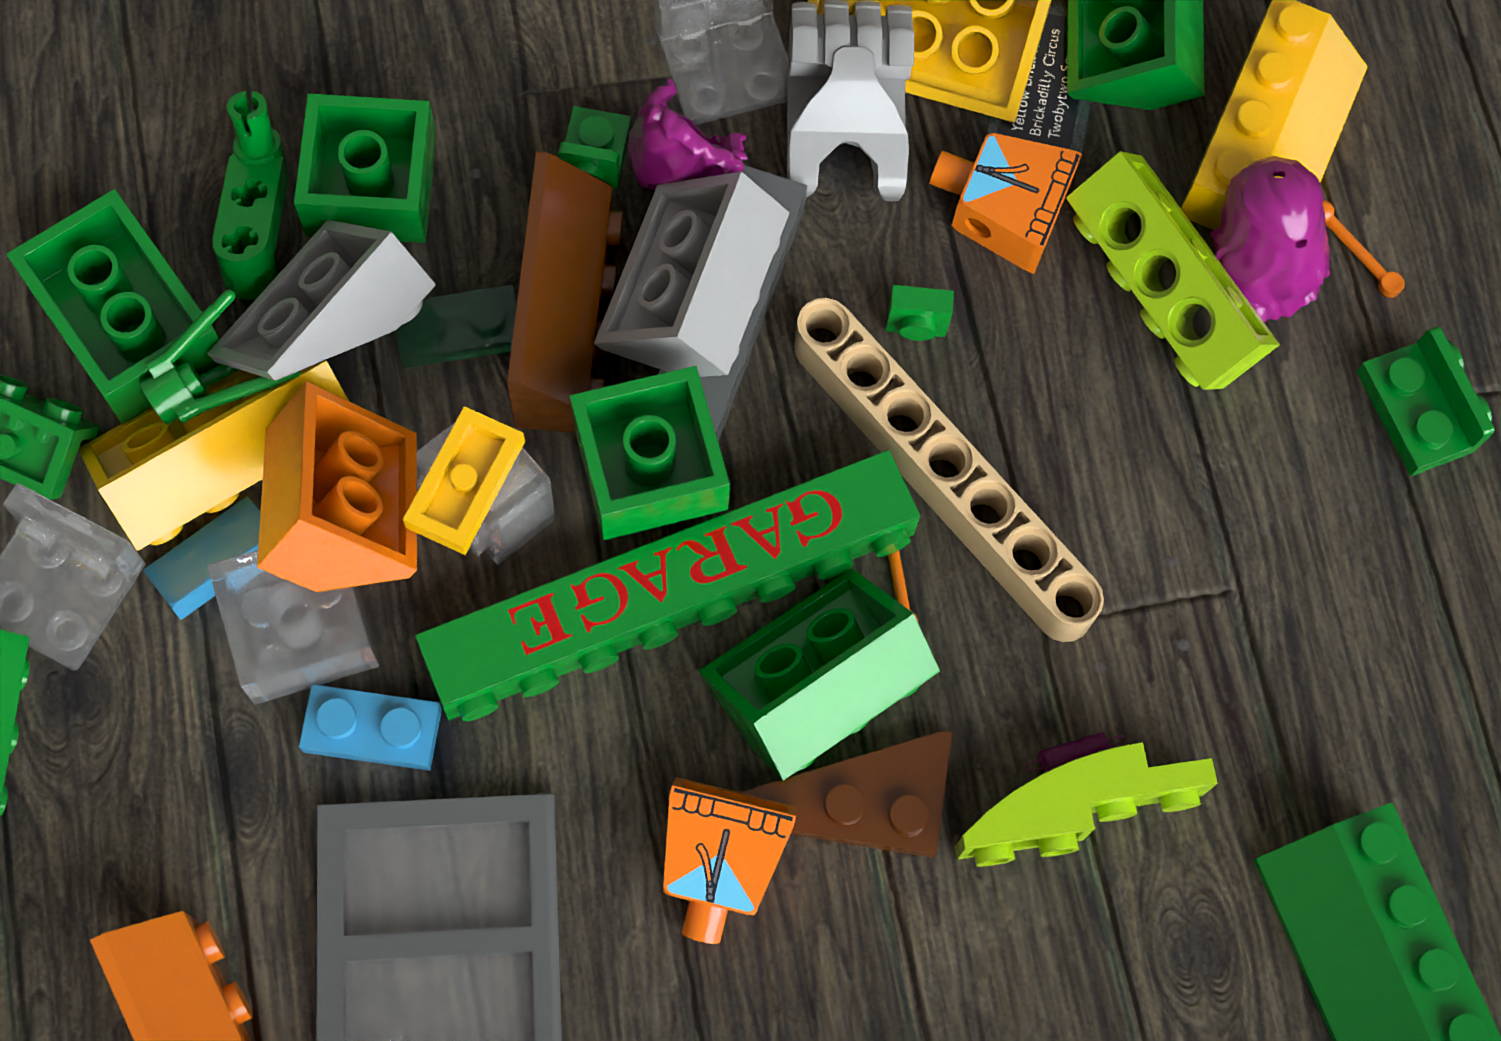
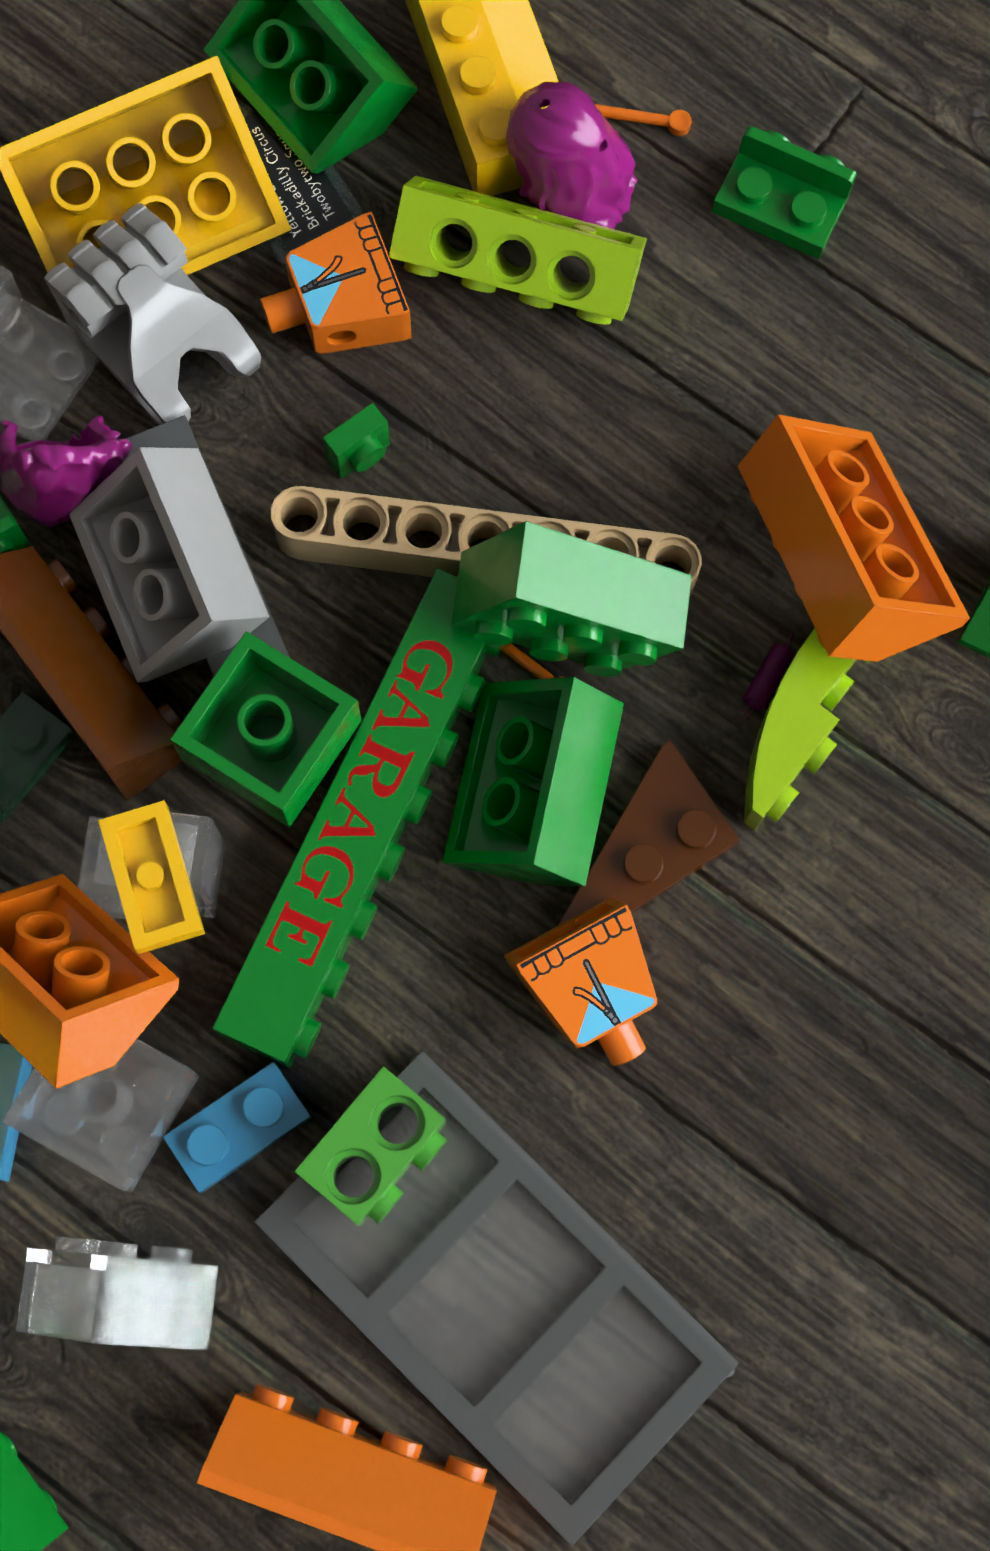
camera: 40 degrees left, 5 degrees up
(164, 759) = (111, 1297): none -> clear brick
(446, 808) = (359, 1137): none -> bright green brick
(964, 556) = (571, 600): none -> brick
(1229, 700) = (849, 539): none -> orange slope

